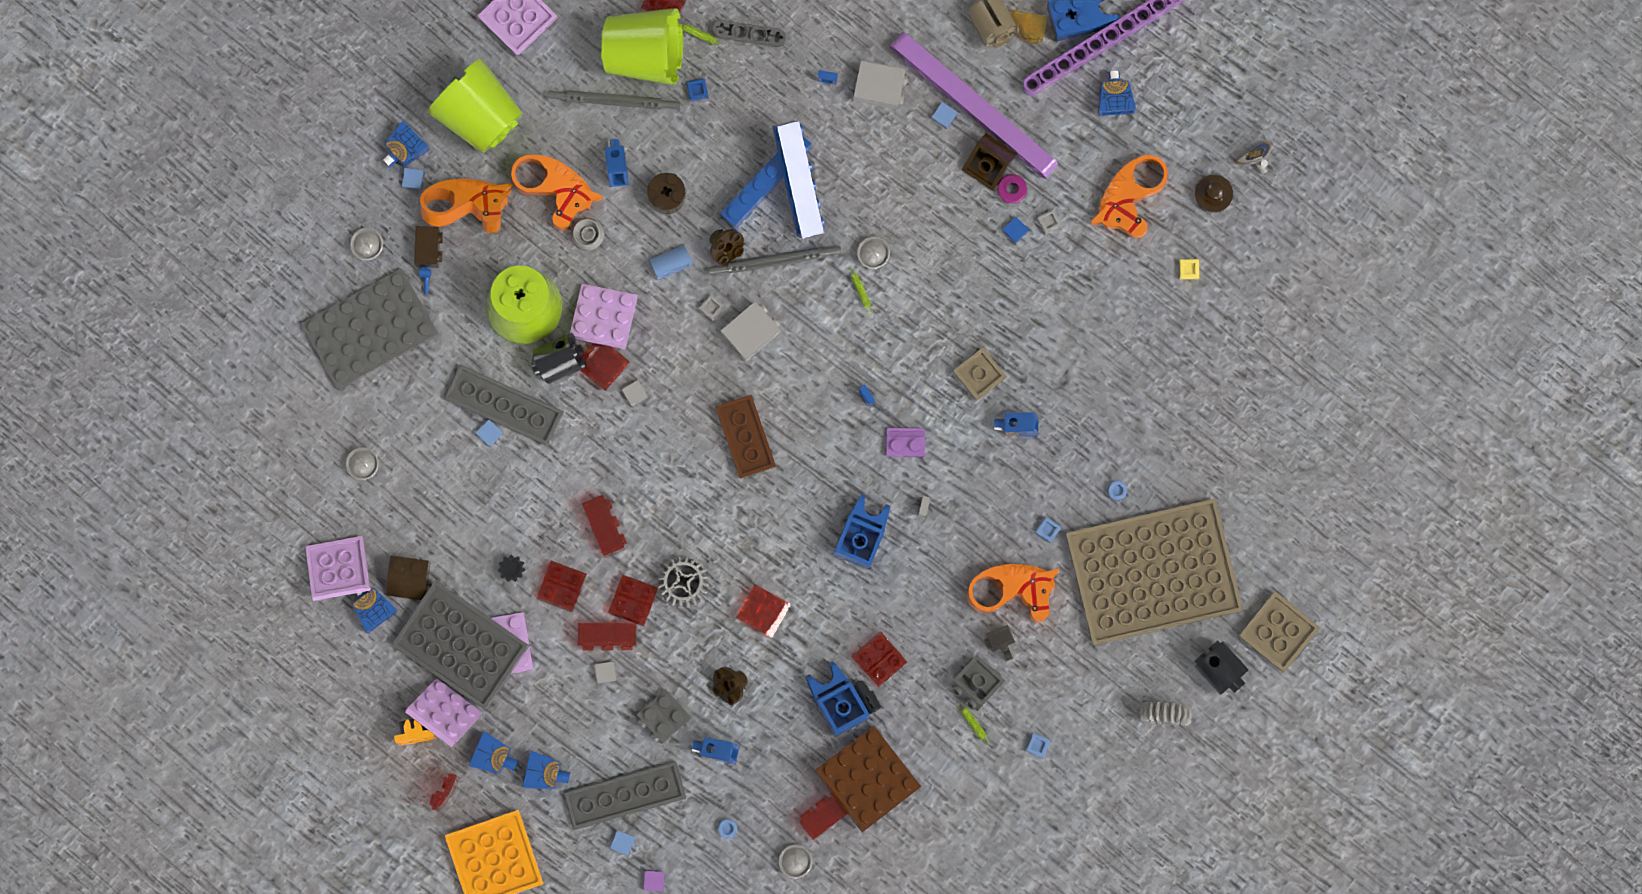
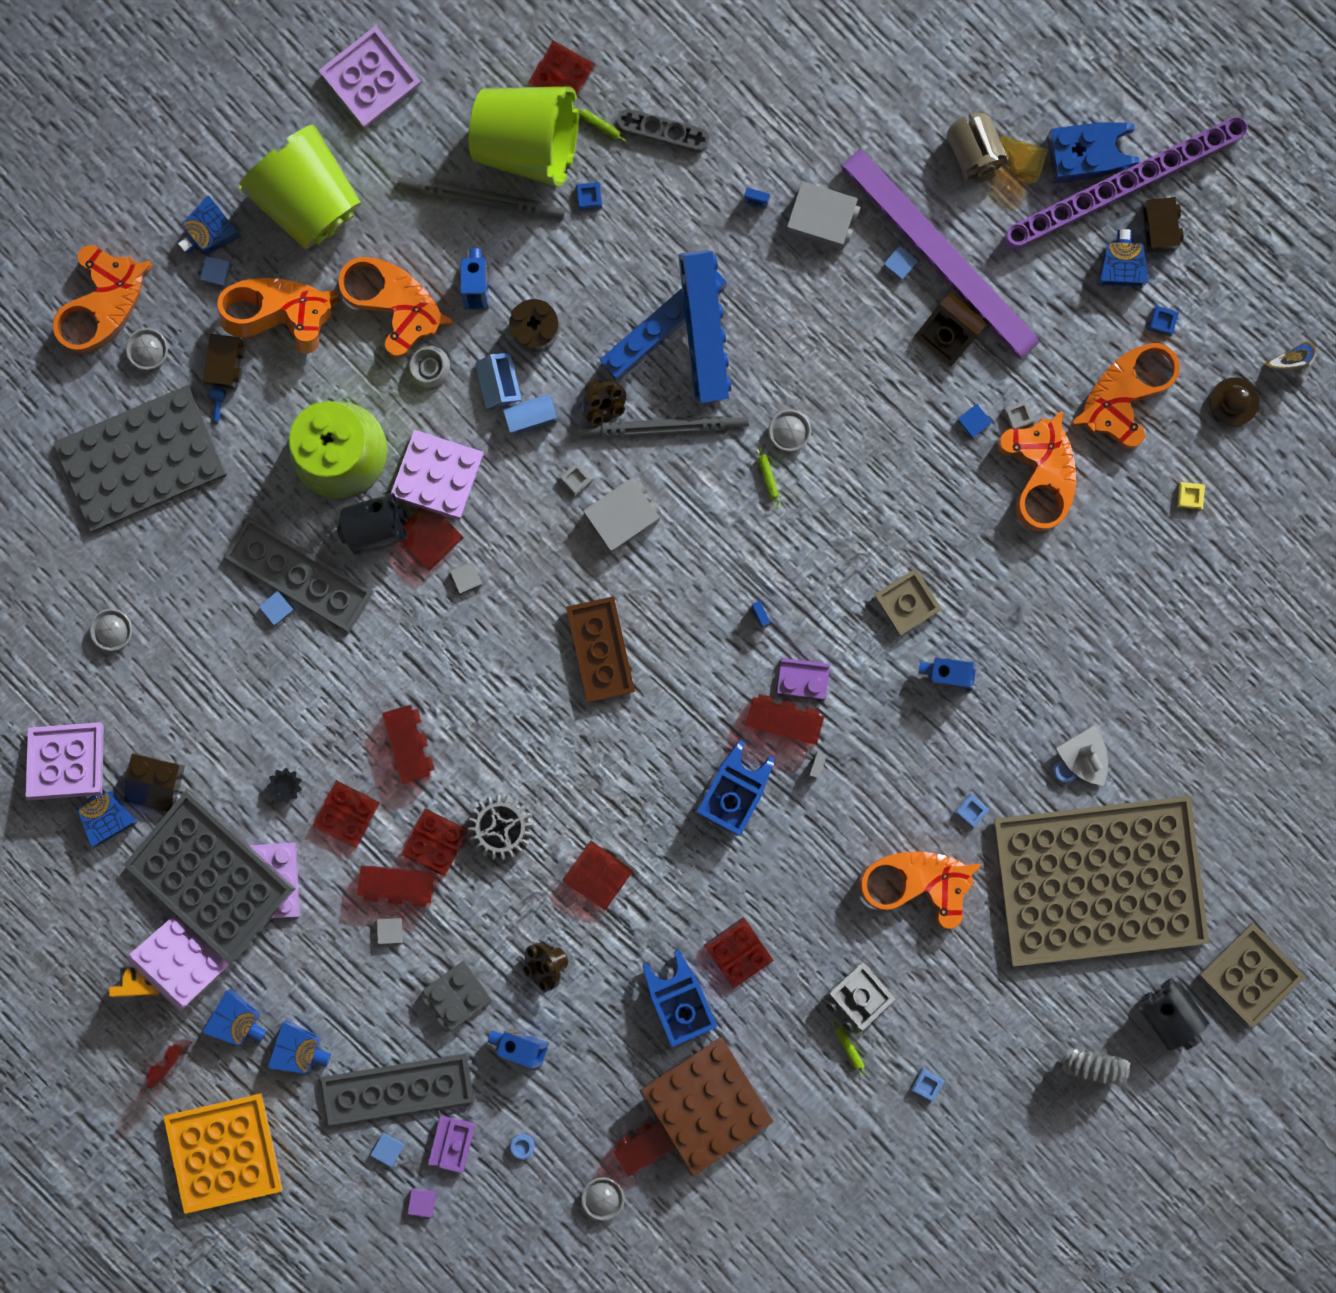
camera: 15 degrees right, 5 degrees up
(338, 205) = (117, 293): none -> orange animal
(642, 238) = (498, 380): none -> medium blue brick
(672, 832) = (452, 1144): none -> medium lavender plate
(864, 693) = (717, 1000): black hinge -> none
(894, 475) = (784, 719): none -> clear red brick
(1000, 640) = (895, 946): clear smoke brick -> none
(1016, 180) = (985, 359): magenta piece -> none
(1080, 258) = (1053, 465): none -> orange animal
(1131, 477) = (1086, 756): none -> light grey shield
(1142, 64) = (1162, 224): none -> dark brown brick
(1152, 137) = (1163, 320): none -> blue tile

